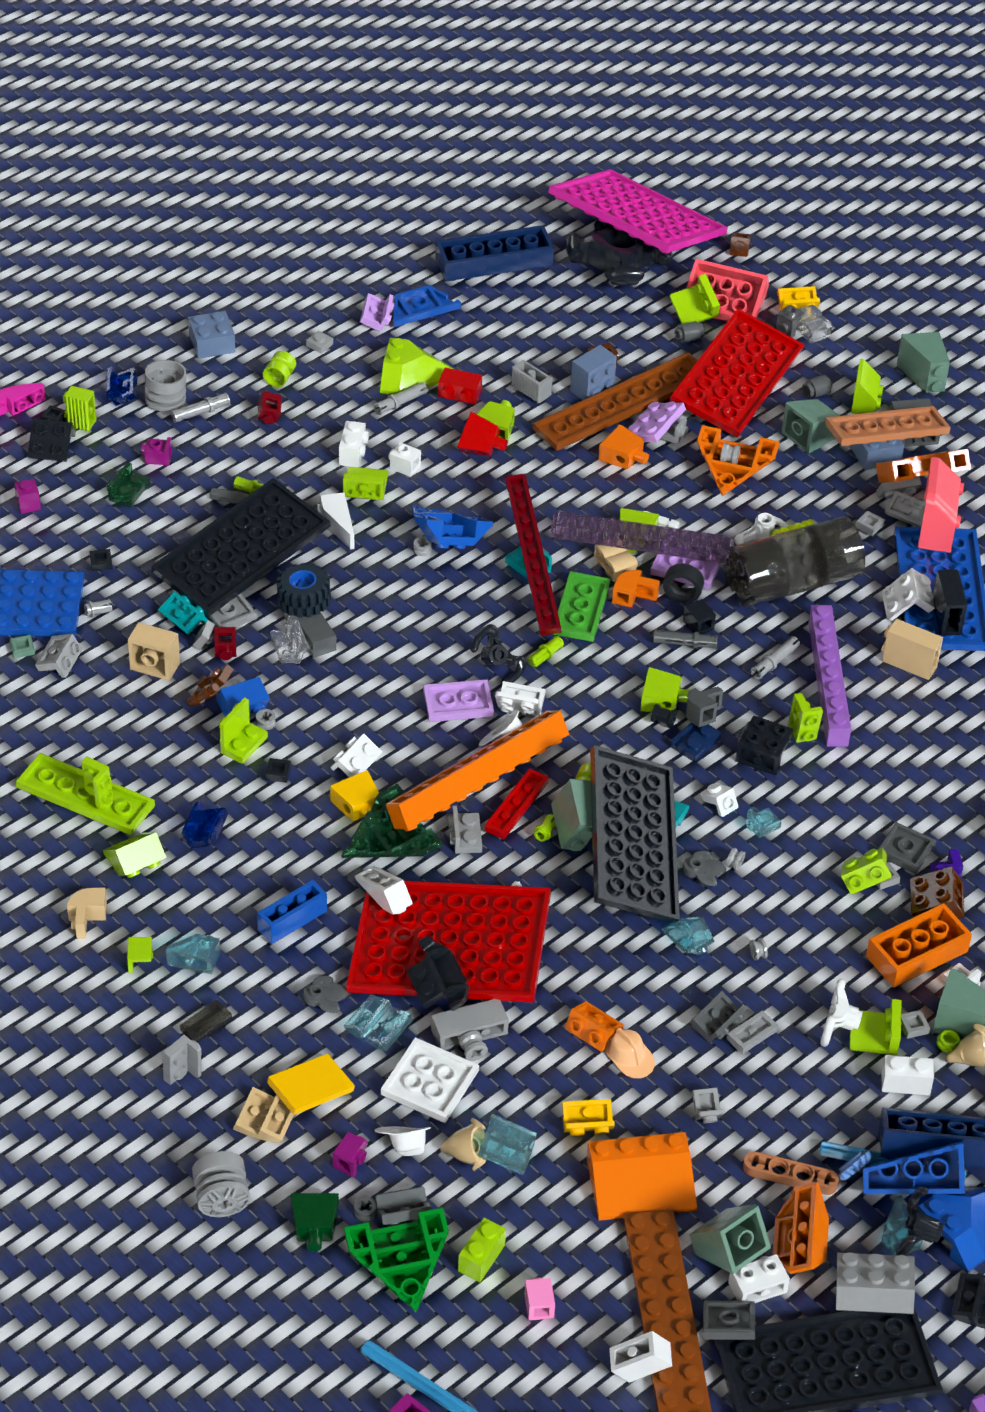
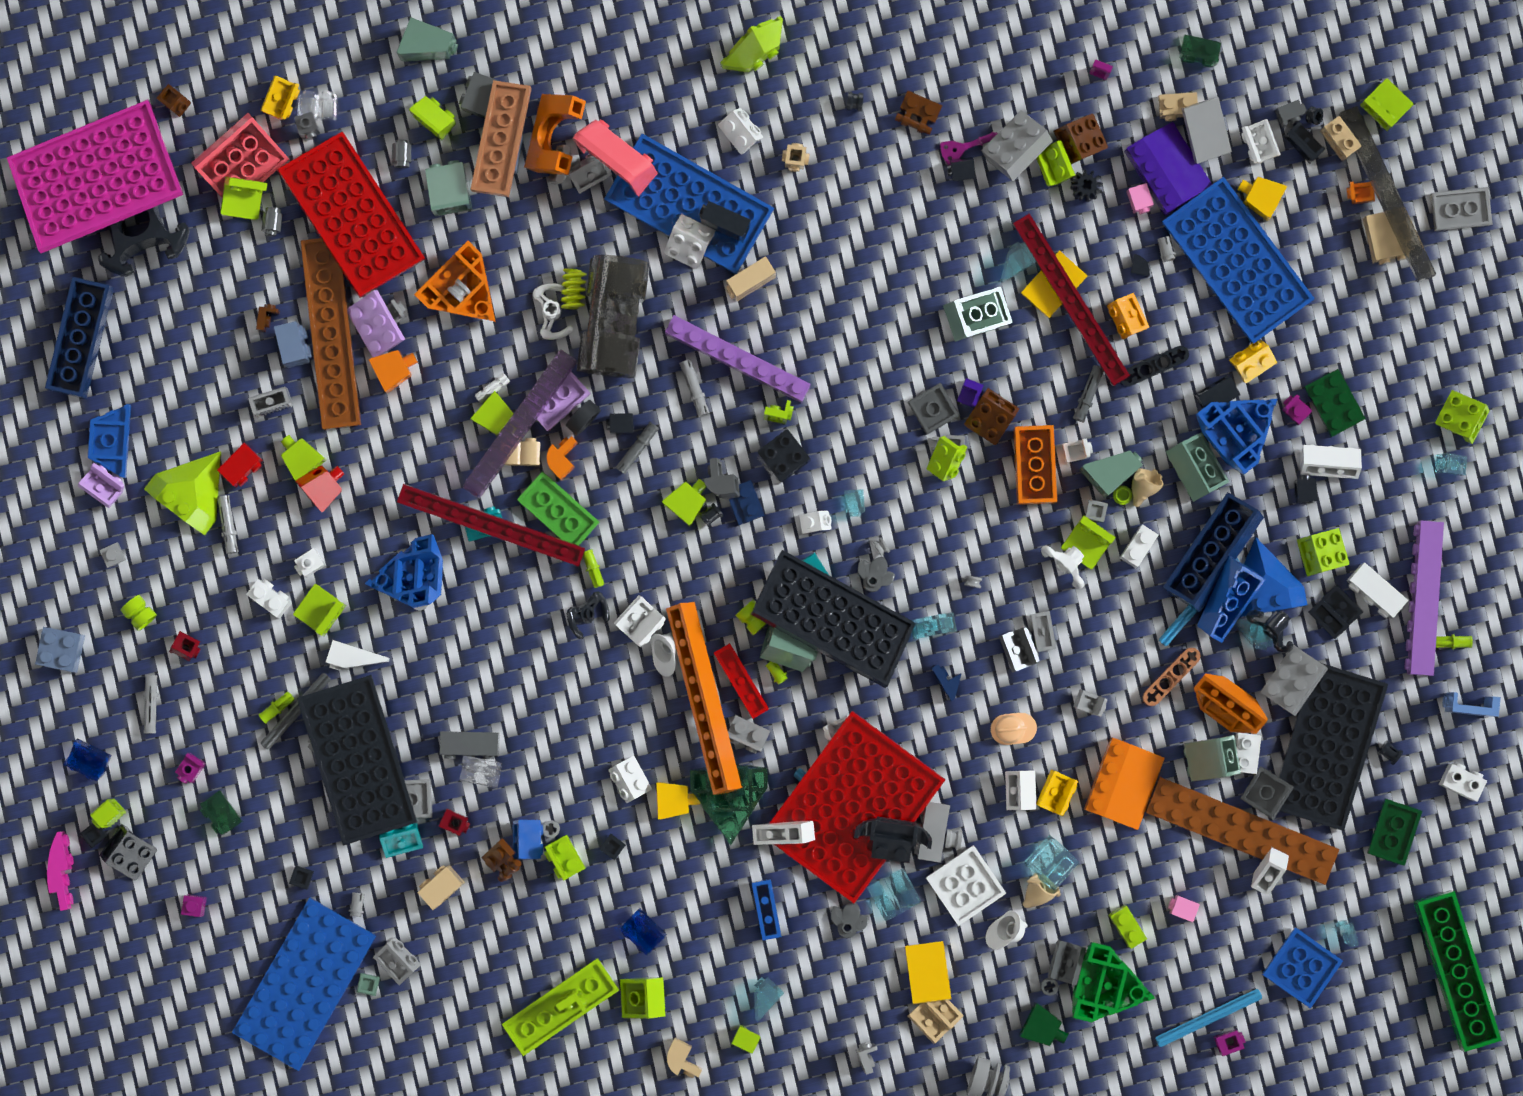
camera: 60 degrees left, 40 degrees up
(165, 385) = (104, 729): light grey wheel -> none
(204, 635) = (435, 834): light grey plate -> none
(206, 1021) = (828, 1018): clear smoke tile -> none
(303, 590) = (443, 738): black wheel -> none
(350, 1154) = (1001, 974): magenta brick -> none
(458, 700) = (611, 667): lavender plate -> none
(568, 1079) = (1020, 790): none -> white brick
(592, 1025) = (978, 741): orange bracket -> none
(638, 971) = (949, 686): none -> dark blue slope
(854, 1165) = (1194, 633): medium blue gear -> none
(869, 523) = (586, 215): light grey plate -> none

